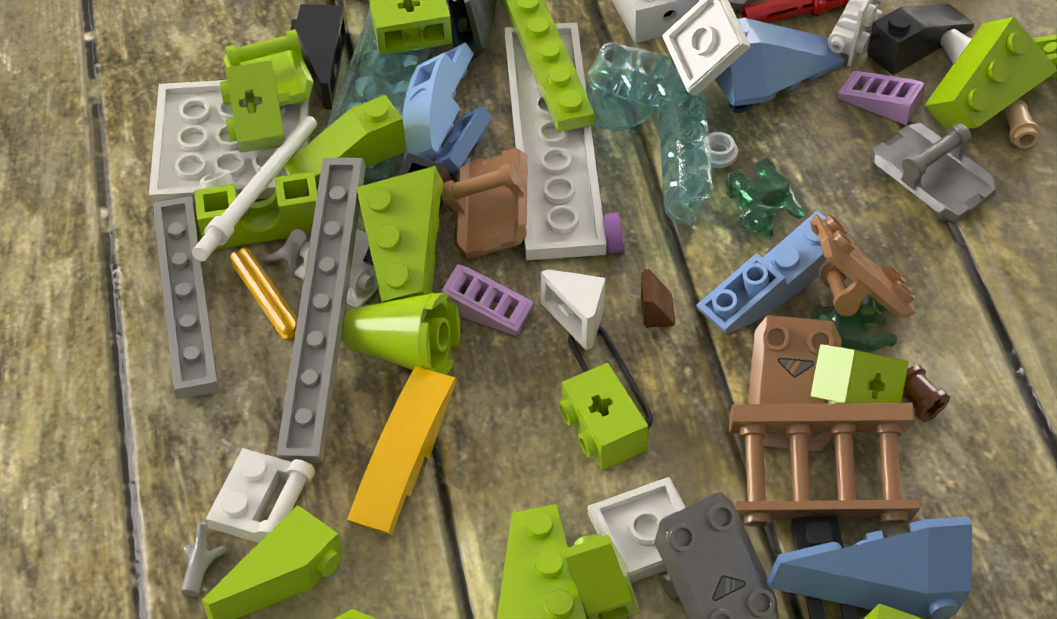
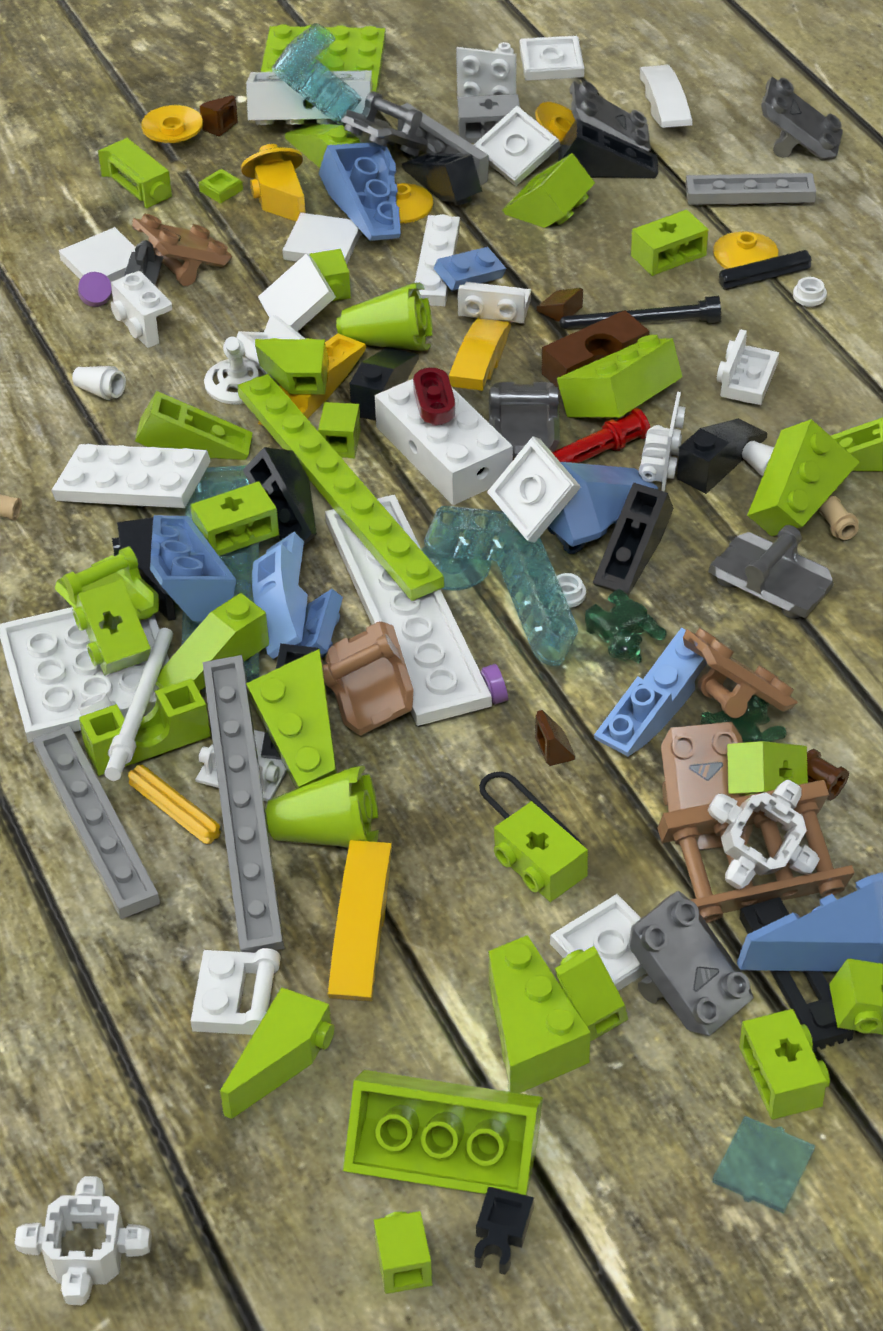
camera: 15 degrees left, 5 degrees down
(198, 561) = (196, 1061): light grey bar -> none
(289, 251) = (185, 759): light grey bar -> none
(345, 59) = (189, 567): none -> medium blue wedge
(476, 284) = (376, 757): lavender slope -> none
(574, 302) = (477, 755): white slope -> none
(801, 109) = (634, 538): none -> black slope
(863, 414) = (776, 807): none -> white piece
(894, 96) = (713, 513): lavender slope -> none

